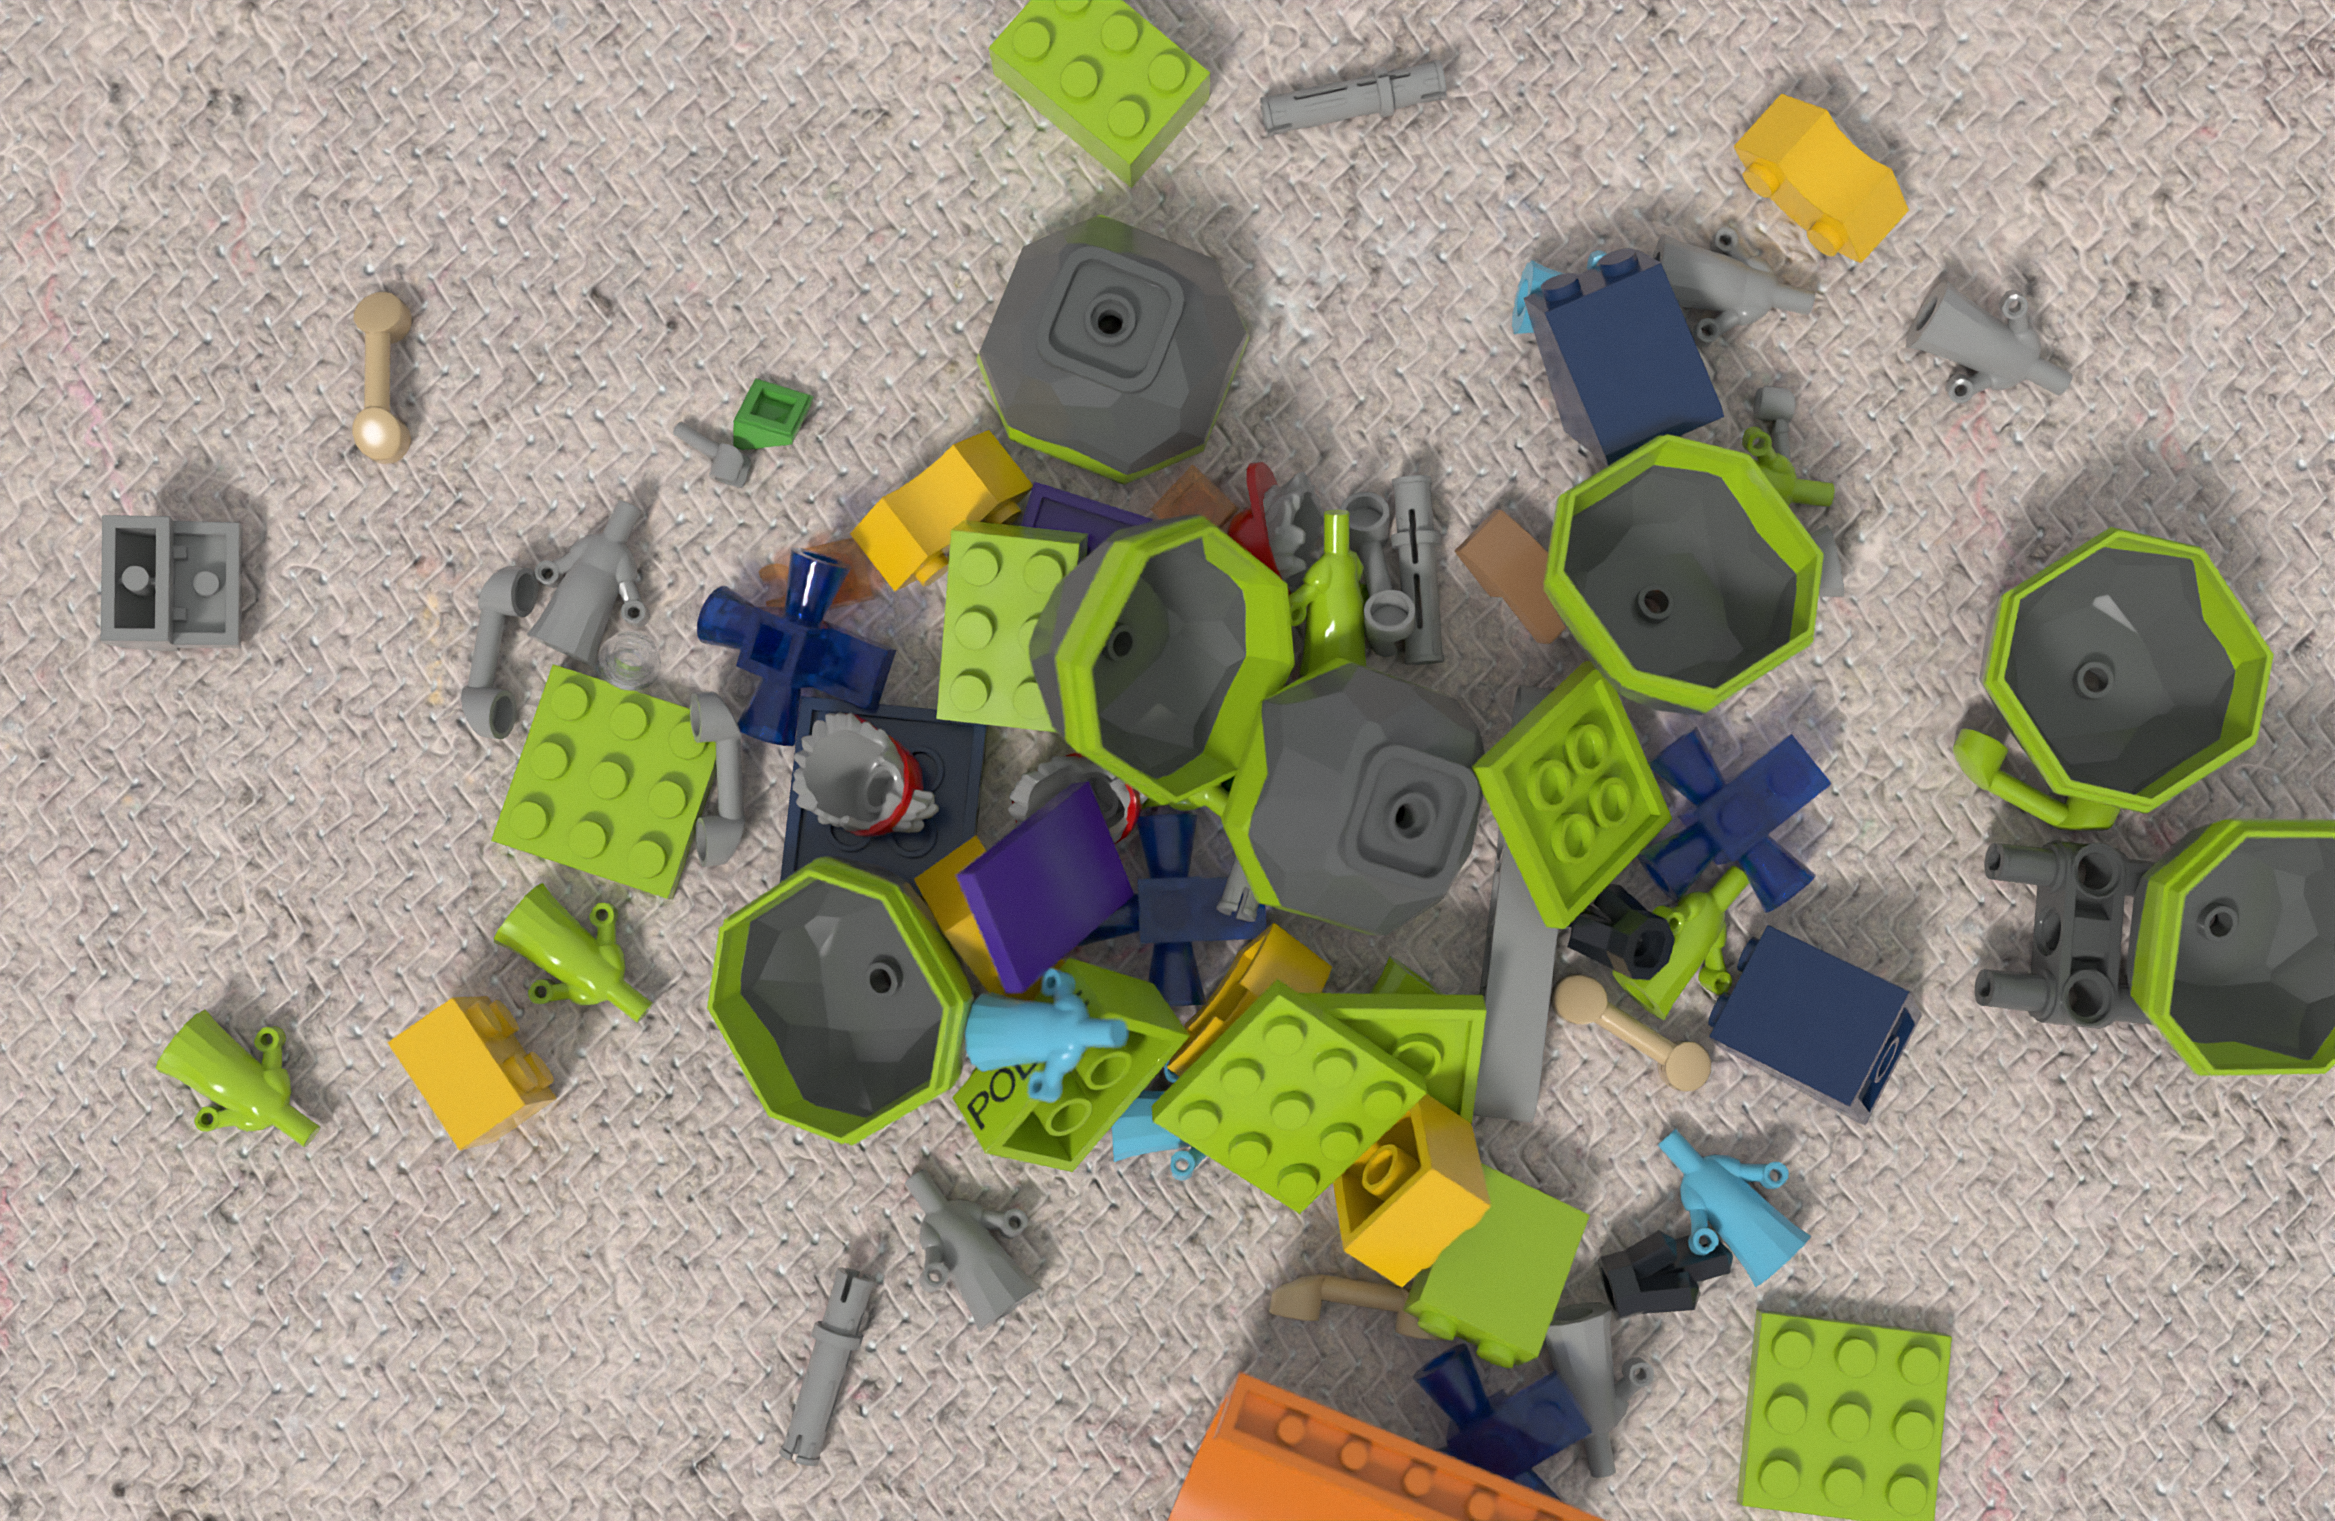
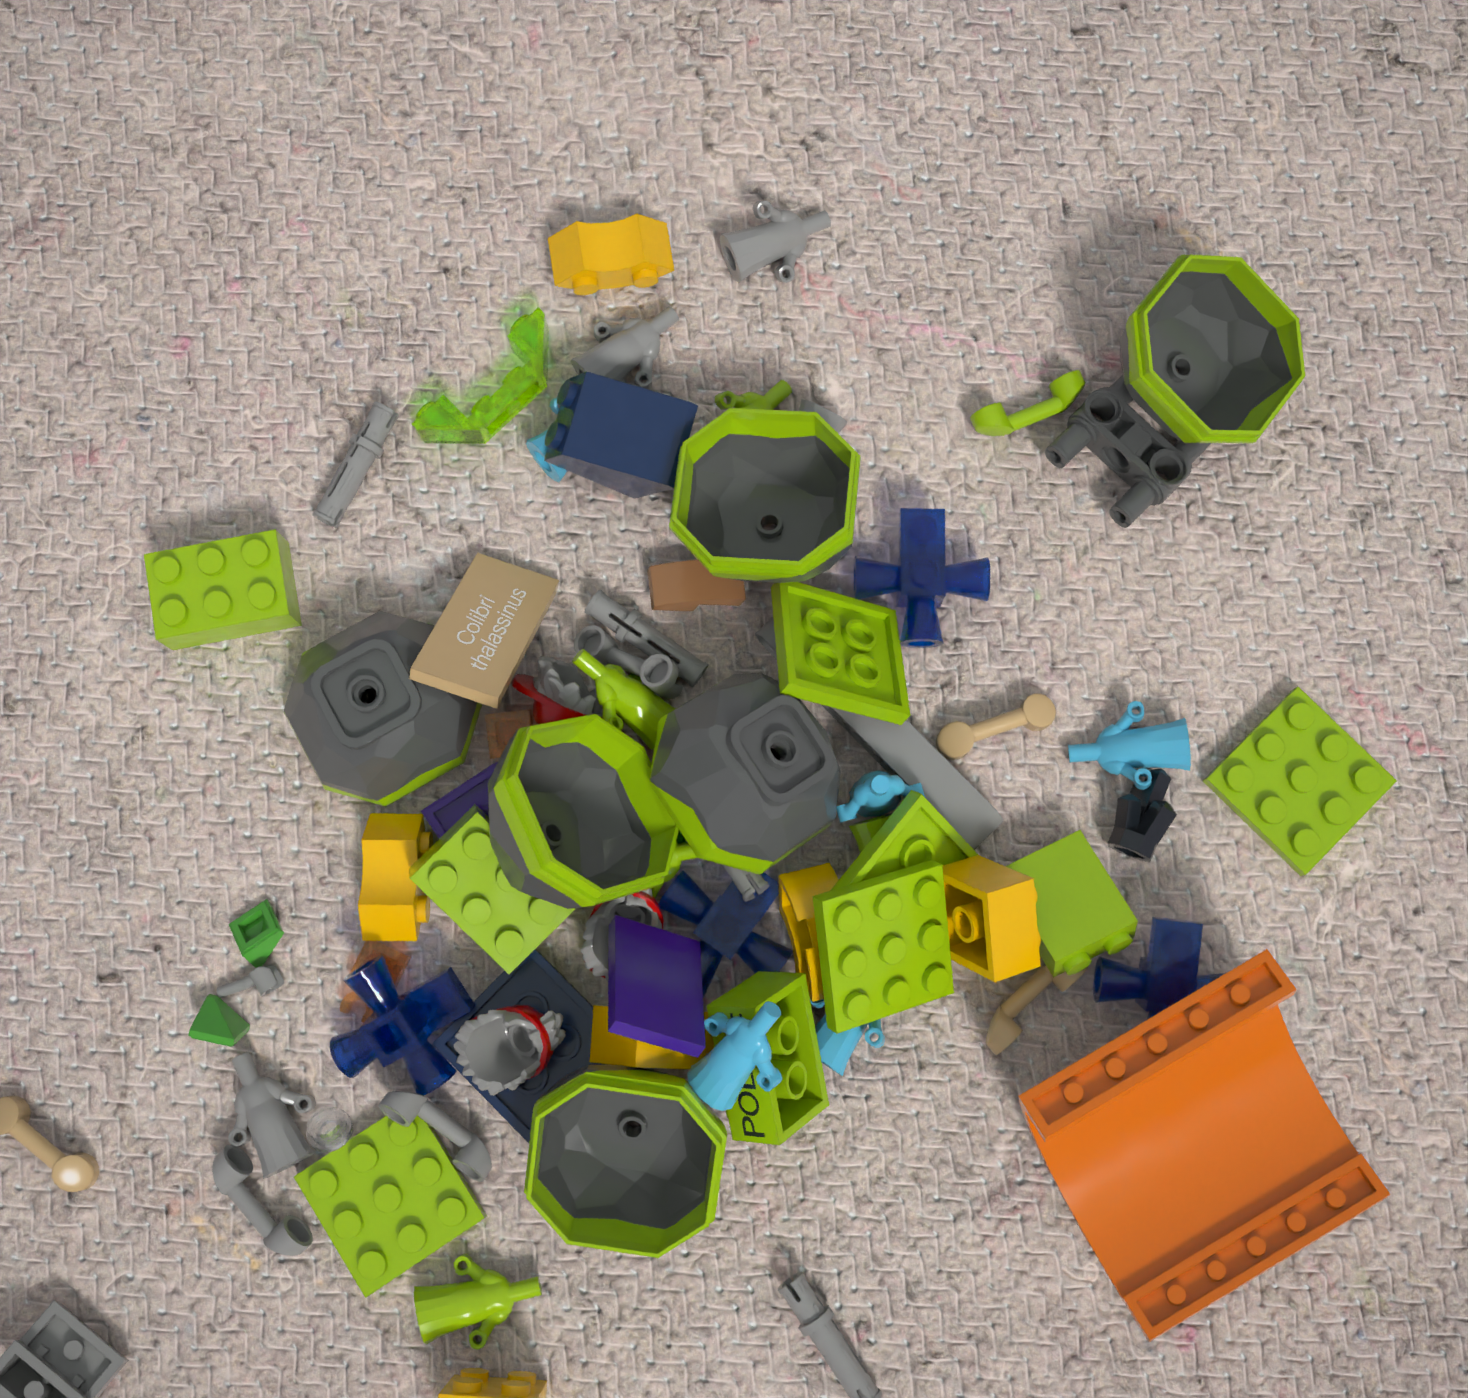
camera: 50 degrees left, 5 degrees down
(645, 454) = (218, 1023): none -> bright green slope
(975, 1262) = (823, 1204): light grey piece -> none
(1283, 389) = (485, 630): none -> tan tile
(1446, 959) = (875, 795): none -> medium azure piece
(1478, 155) = (445, 424): none -> clear neon green slope
(1583, 1357) = (1155, 896): light grey piece -> none
(1622, 935) = (938, 687): black rock -> none
(1699, 936) = (968, 661): lime piece -> none
(1778, 406) = (714, 375): light grey hand -> none
(1815, 1022) = (1068, 622): dark blue slope -> none
(2172, 662) = (1014, 278): dark grey rock -> none

